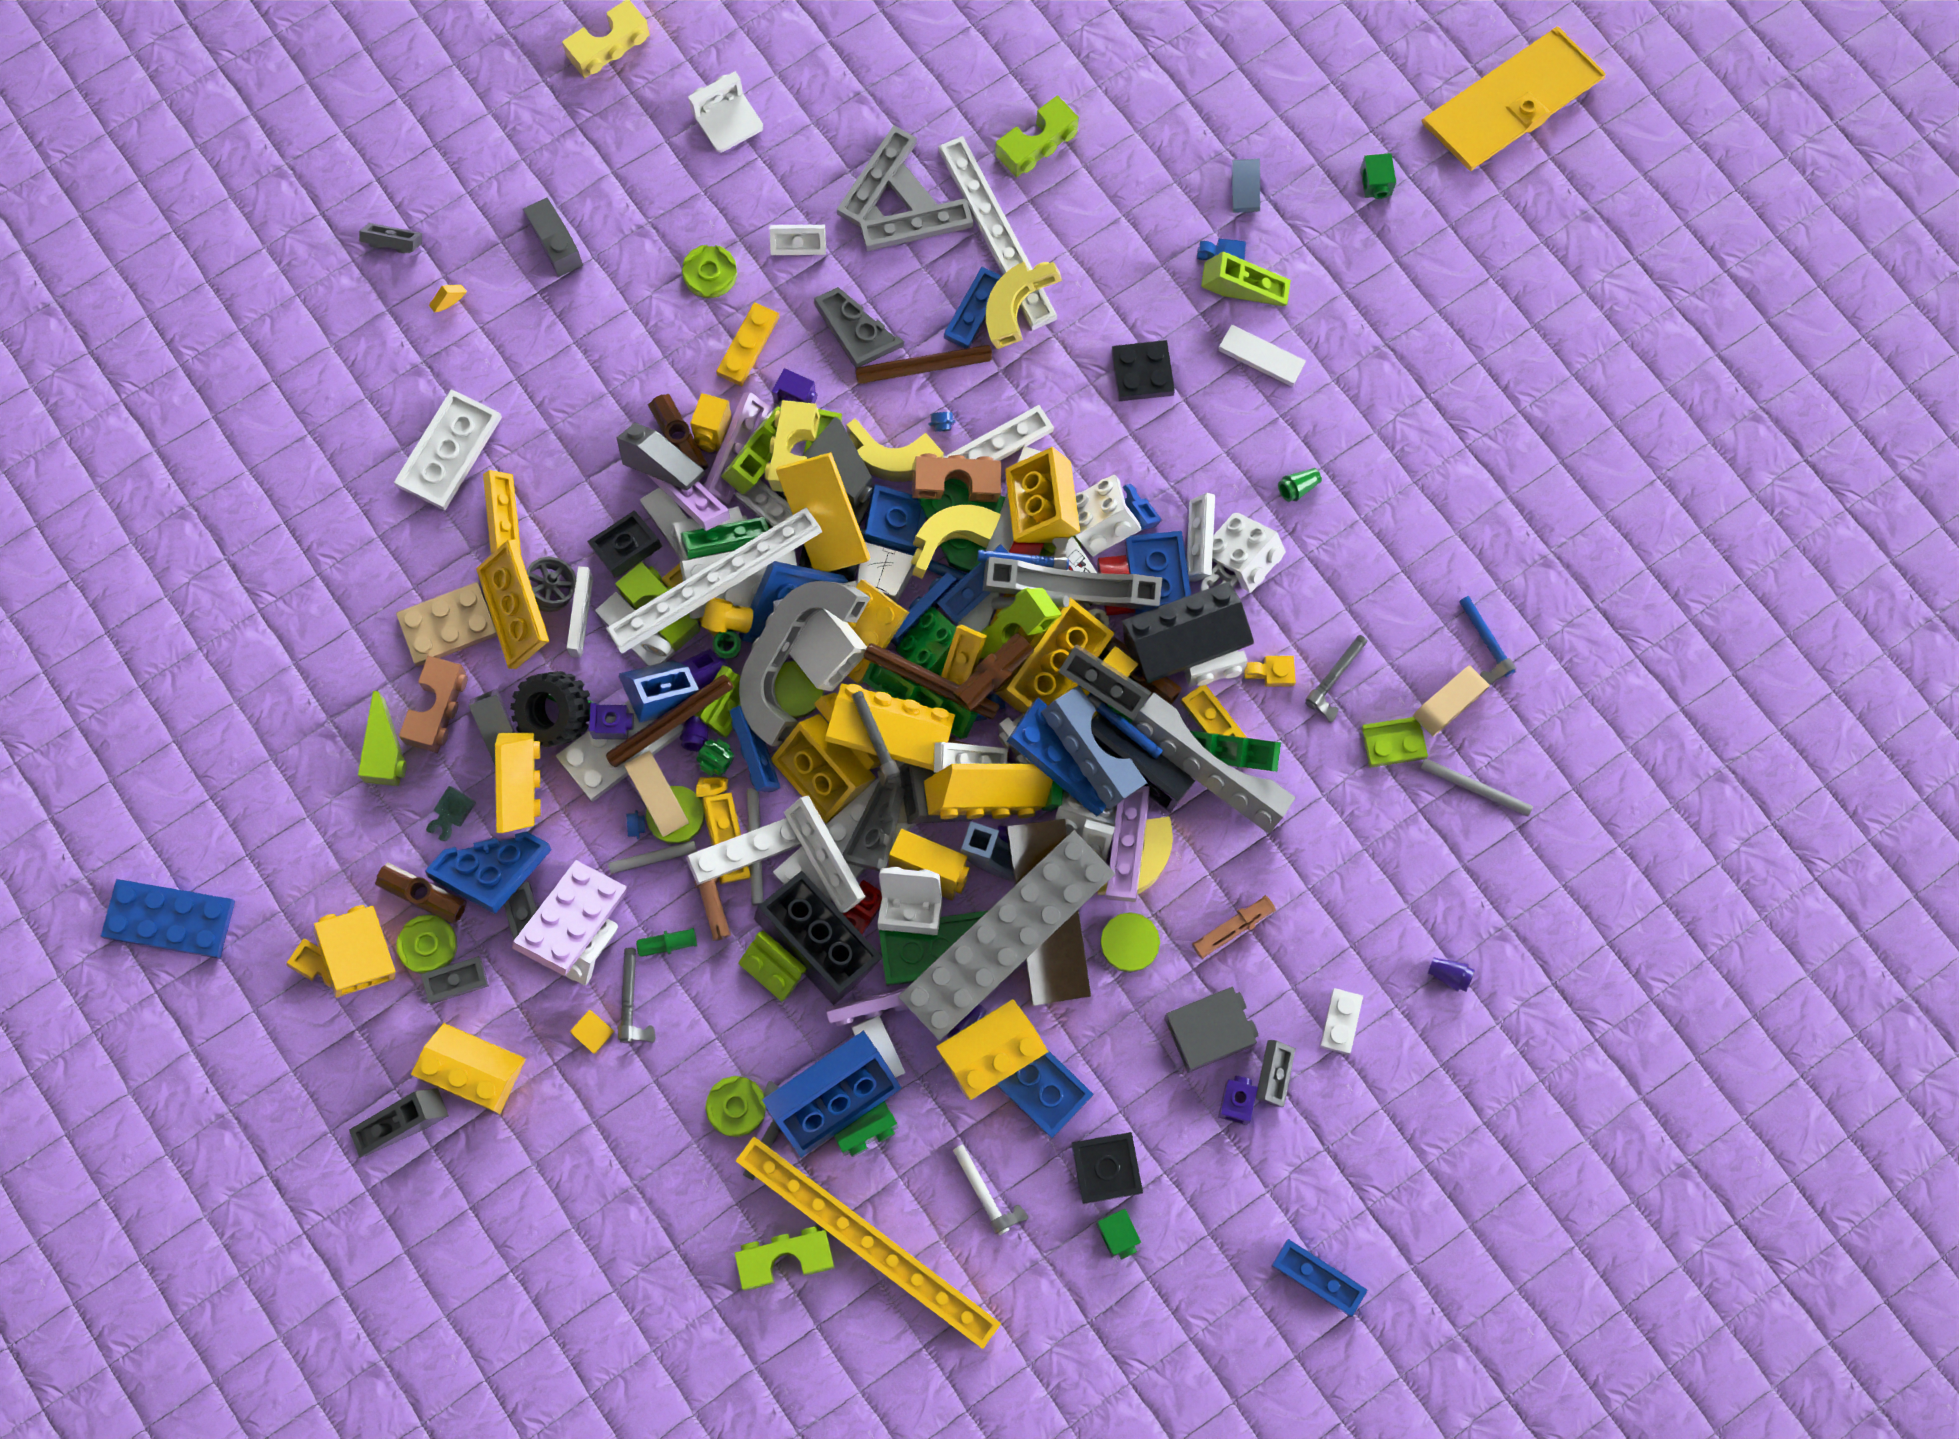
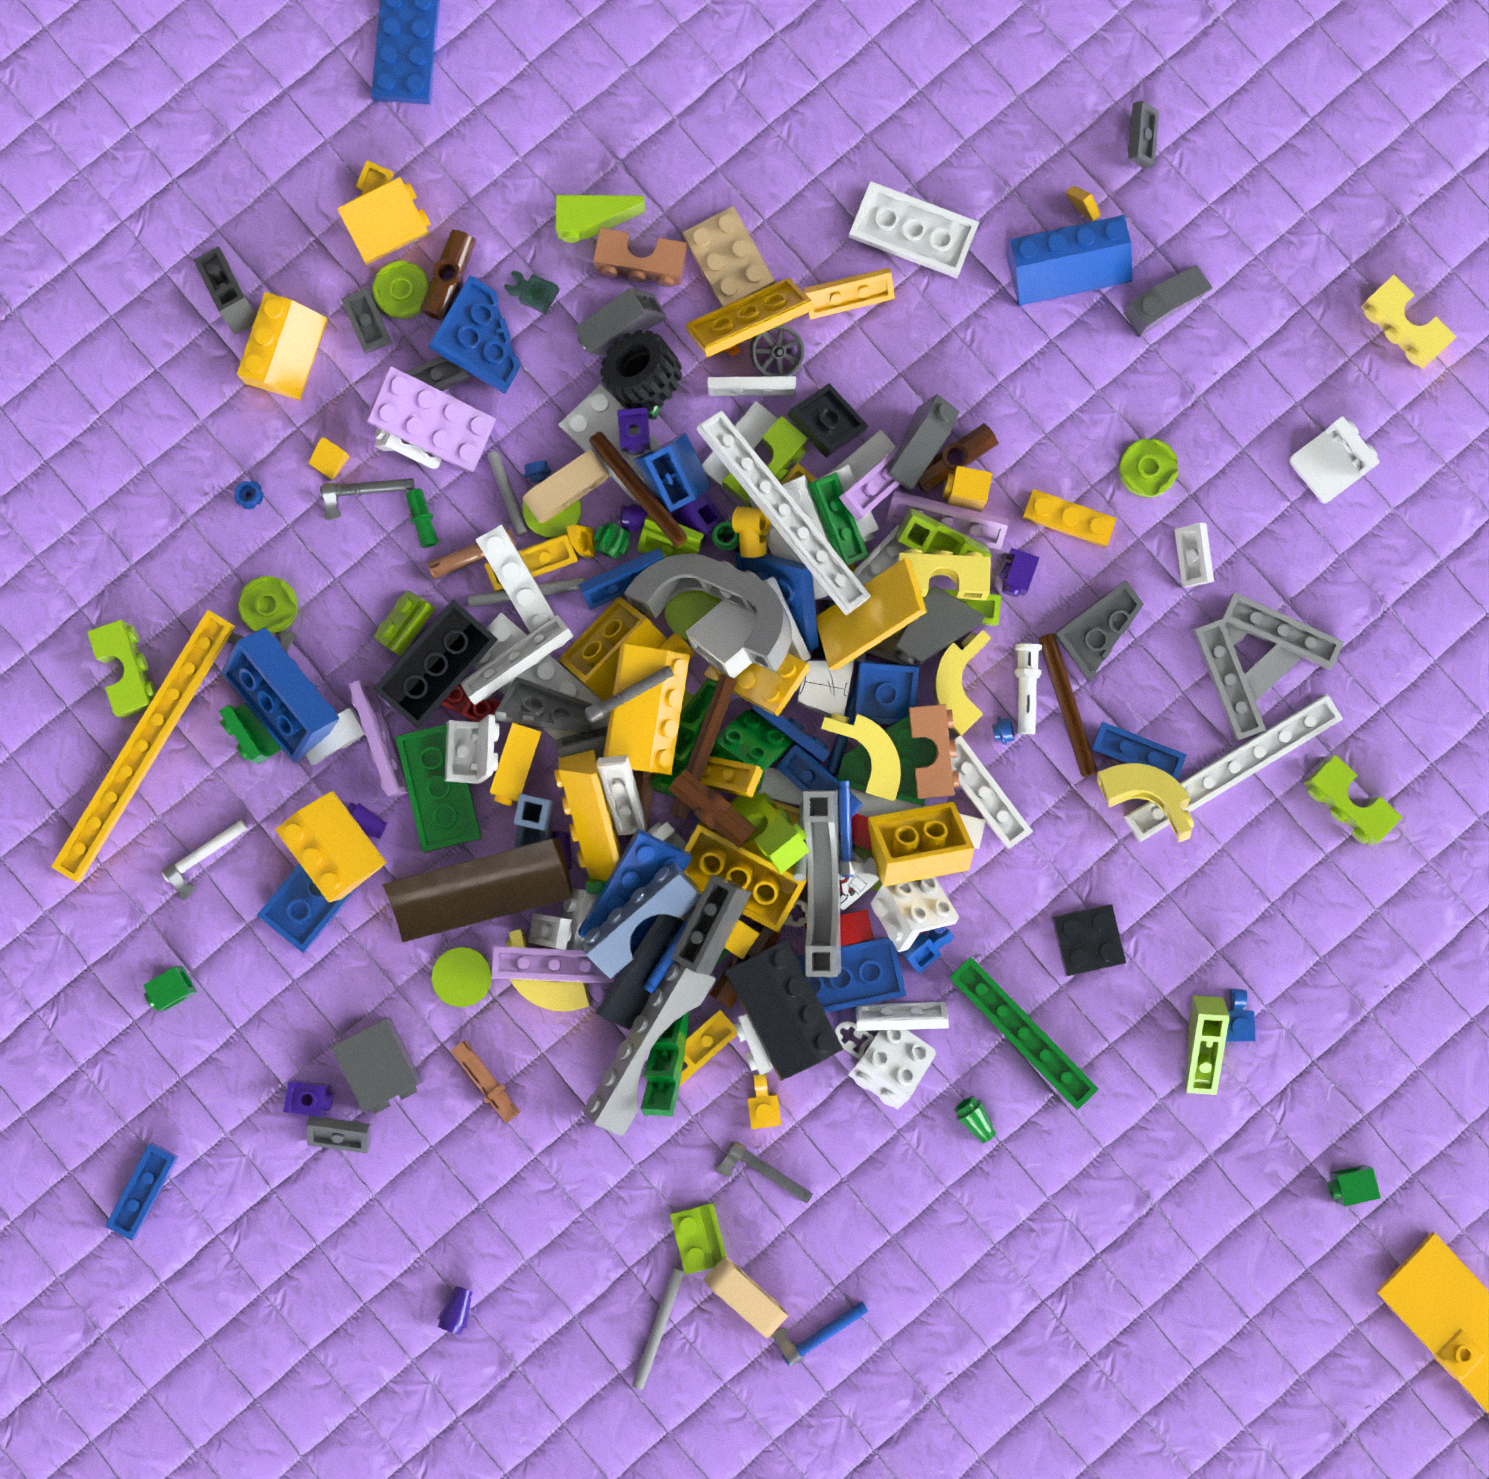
camera: 90 degrees right, 10 degrees up
(502, 314) = (1070, 260): none -> slope
(516, 781) = (559, 345): yellow slope -> none
(626, 1116) = (241, 494): none -> blue plate
(656, 645) = (719, 470): white tile -> none
(890, 395) = (1027, 672): none -> white pin
(1006, 935) = (445, 851): light grey plate -> none
(1107, 1168) = (233, 972): black plate -> none
(1223, 434) = (1023, 1033): none -> green plate
(1246, 185) = (1322, 1037): sand blue slope -> none
(1262, 355) = (1121, 1068): white tile -> none
(1341, 1021) = (399, 1198): white plate -> none

